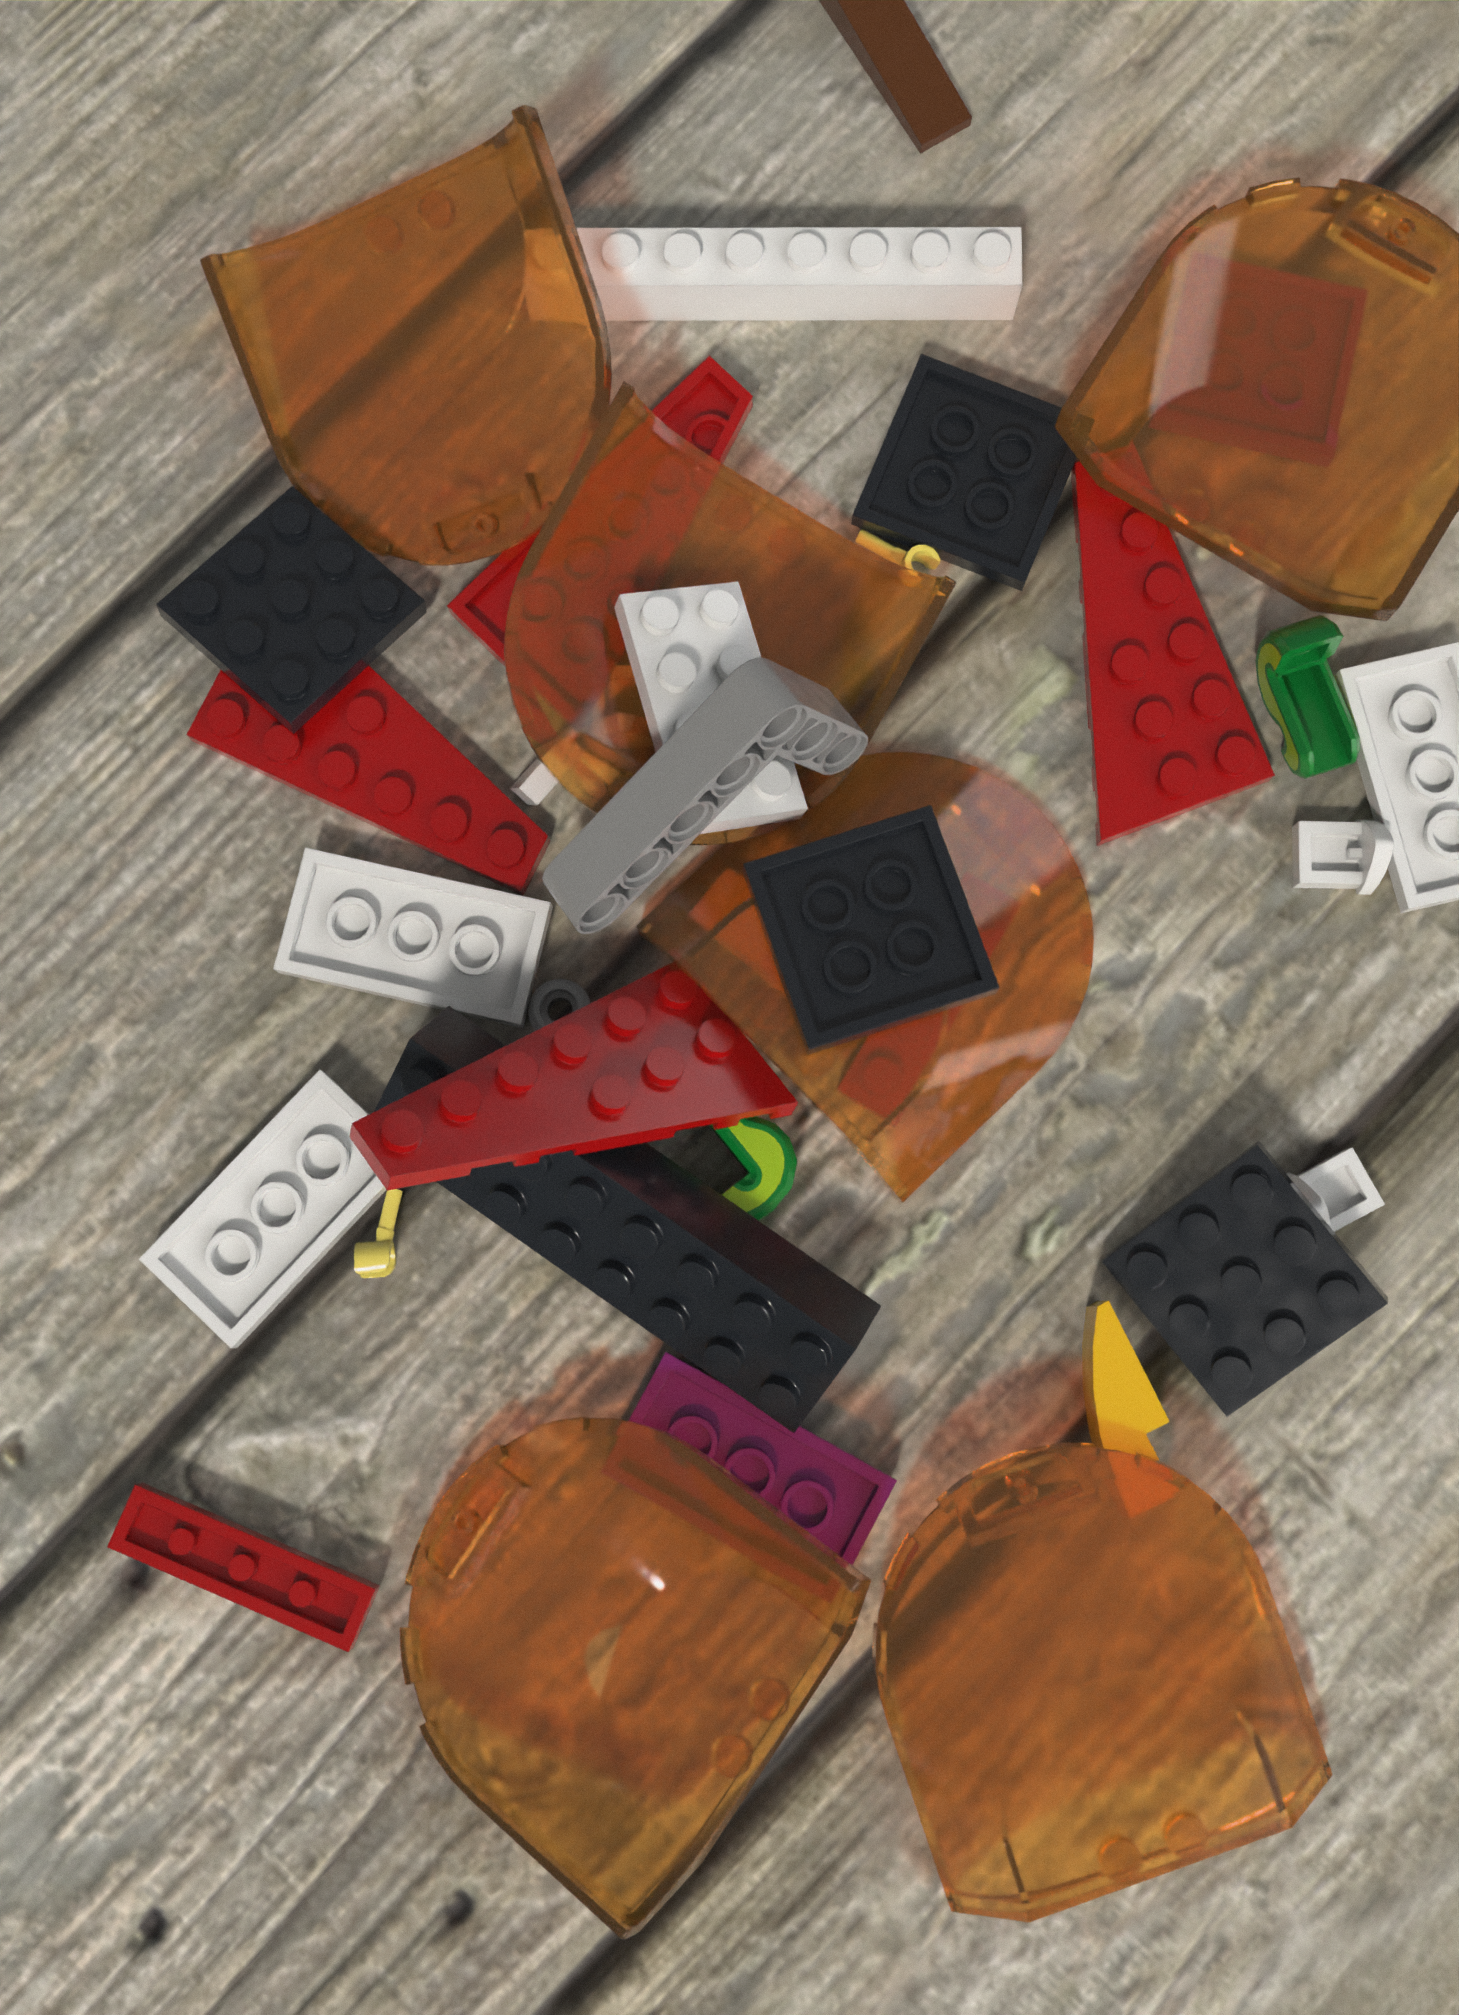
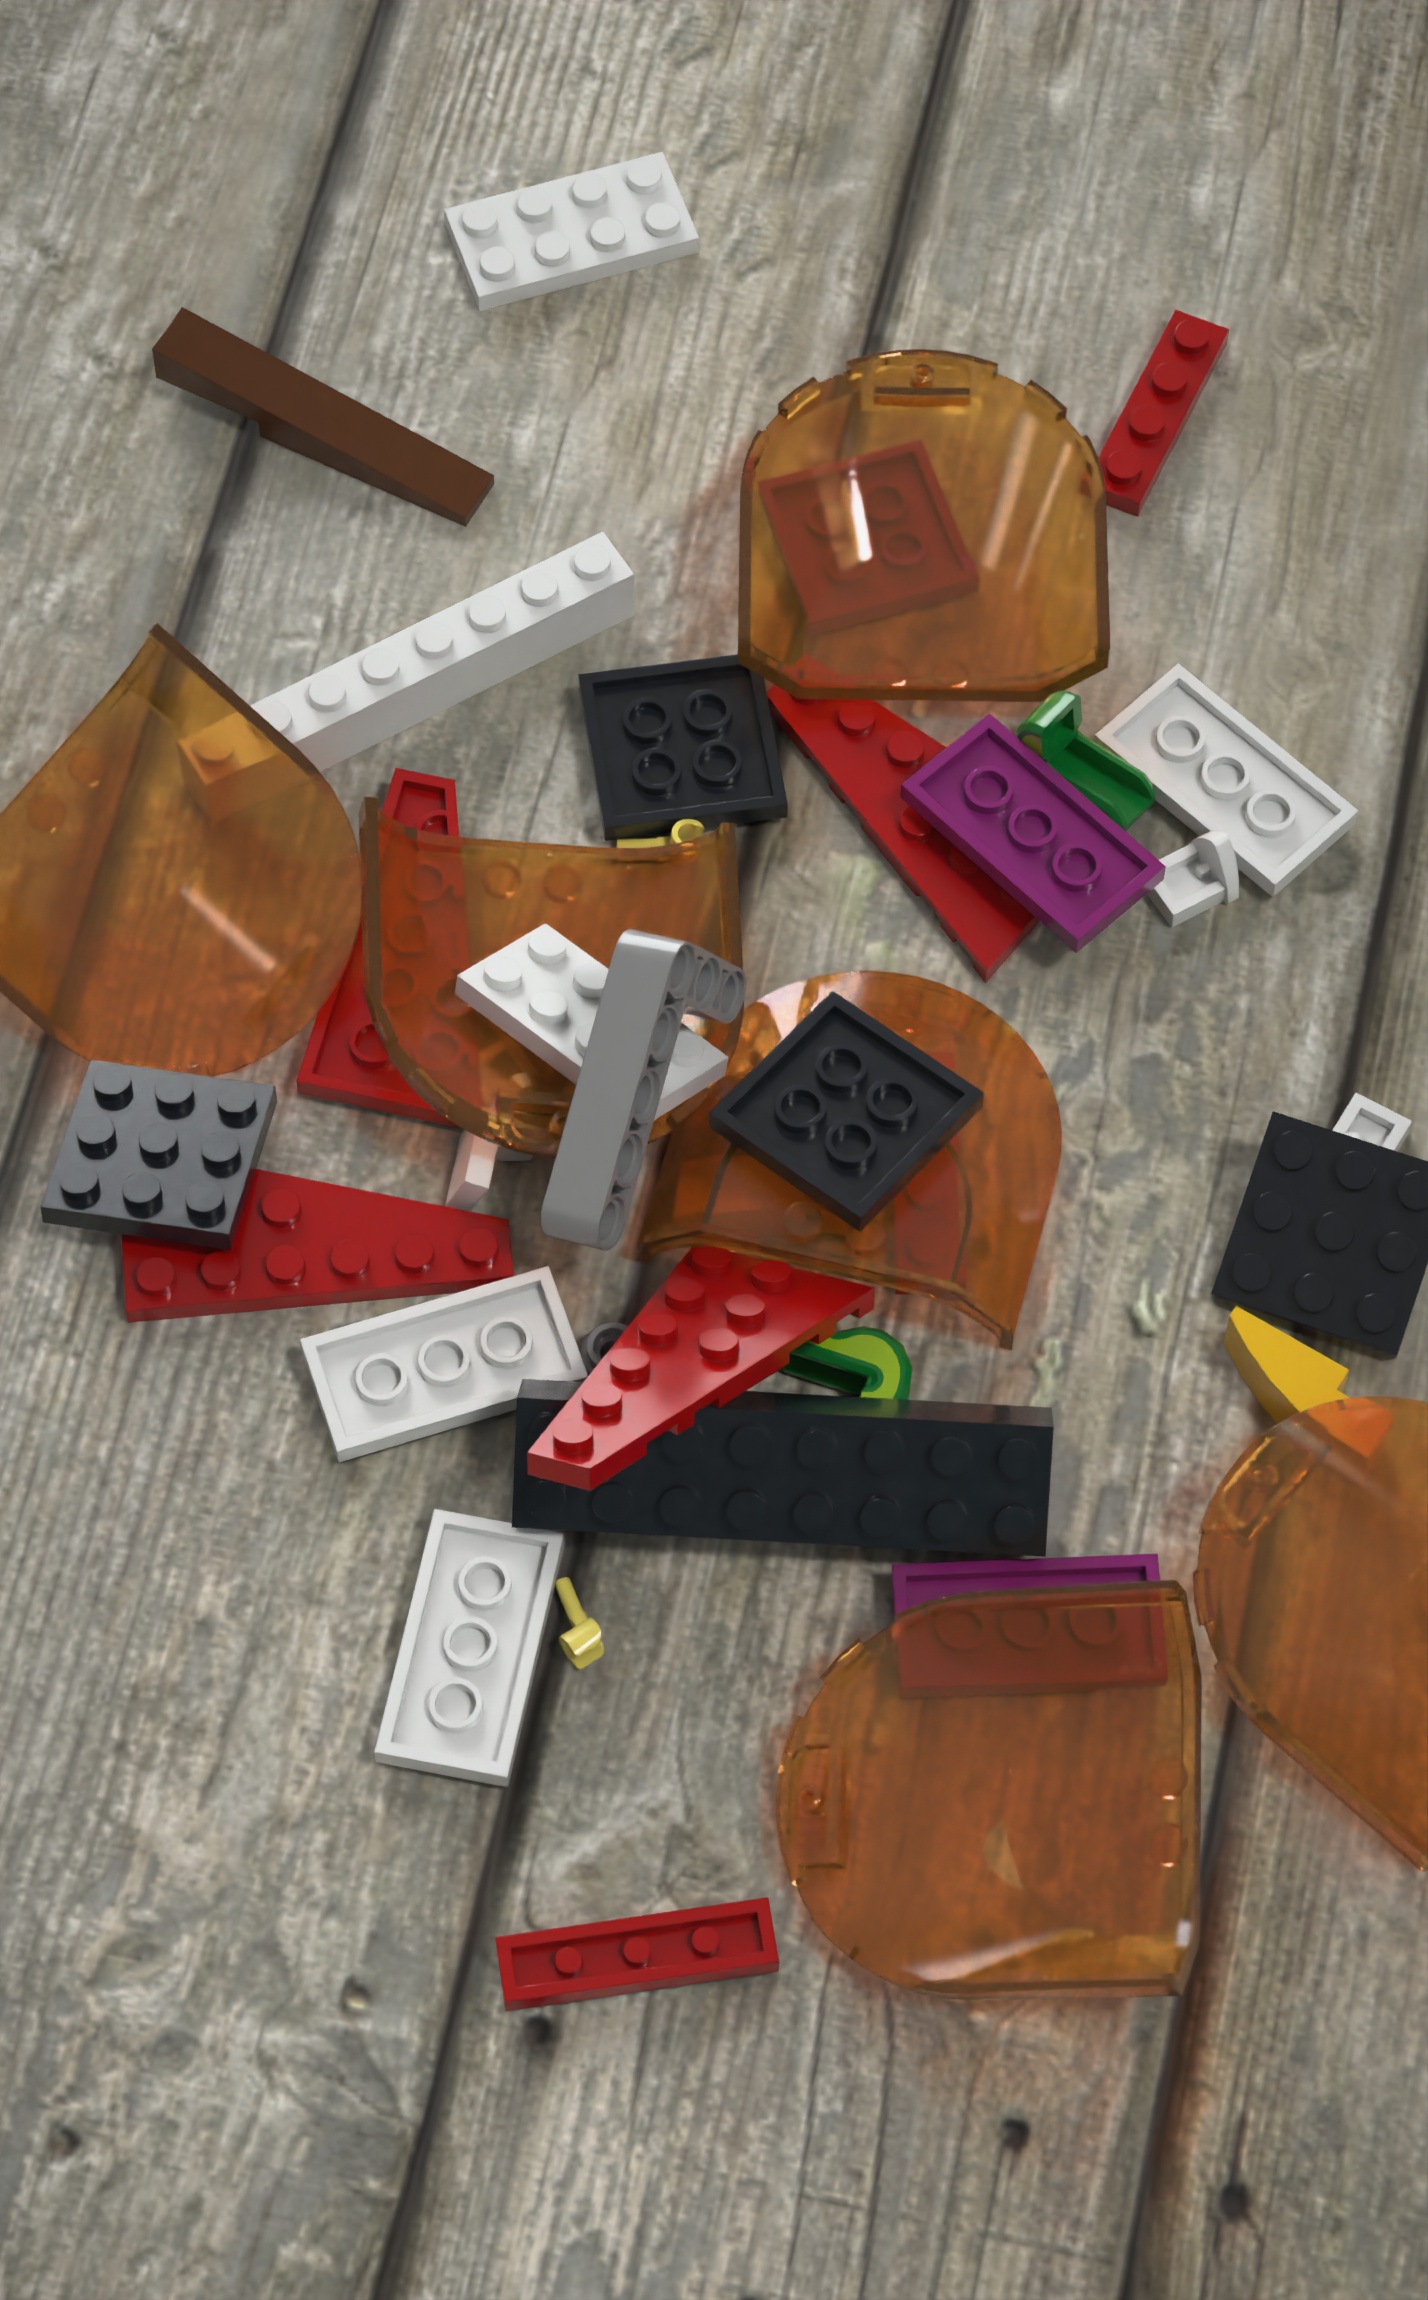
camera: 35 degrees left, 20 degrees down
(1220, 738) = (1032, 832): none -> magenta plate

